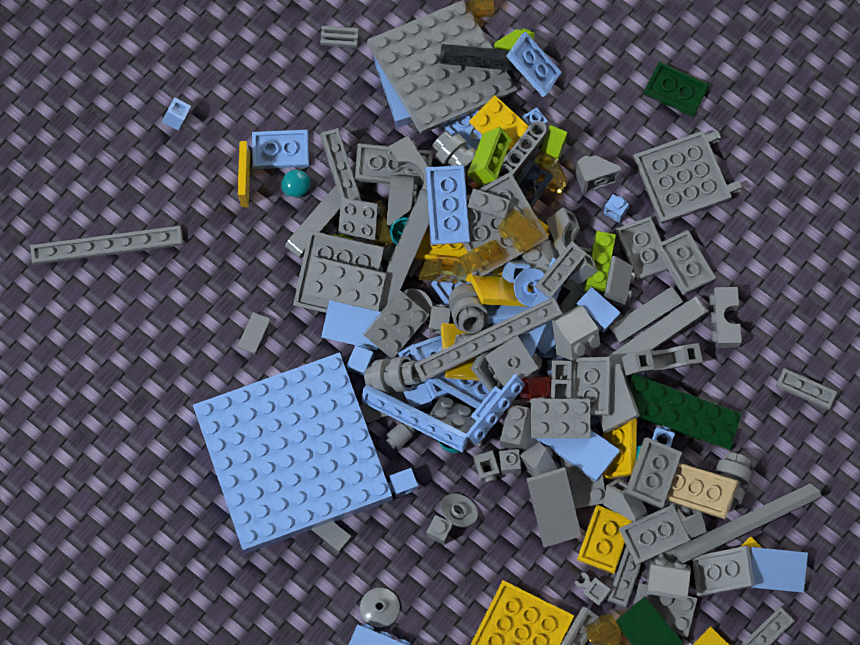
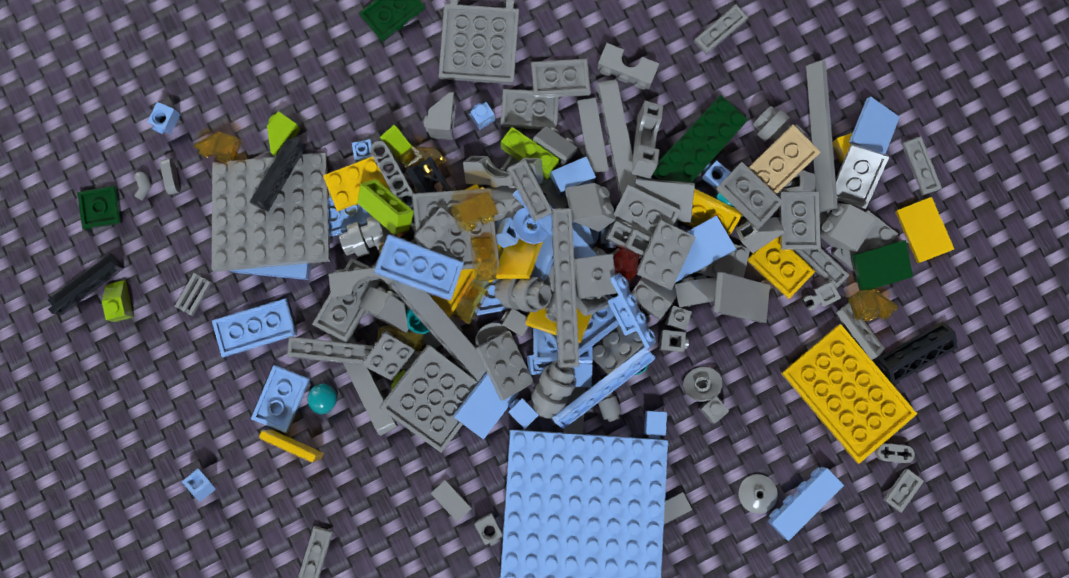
camera: 70 degrees left, 10 degrees up
(243, 367) = (485, 521): none -> light grey brick
(333, 99) = (254, 327): none -> light blue tile
(345, 283) = (446, 396): light grey plate -> none
(534, 64) = (309, 125): light blue tile -> none

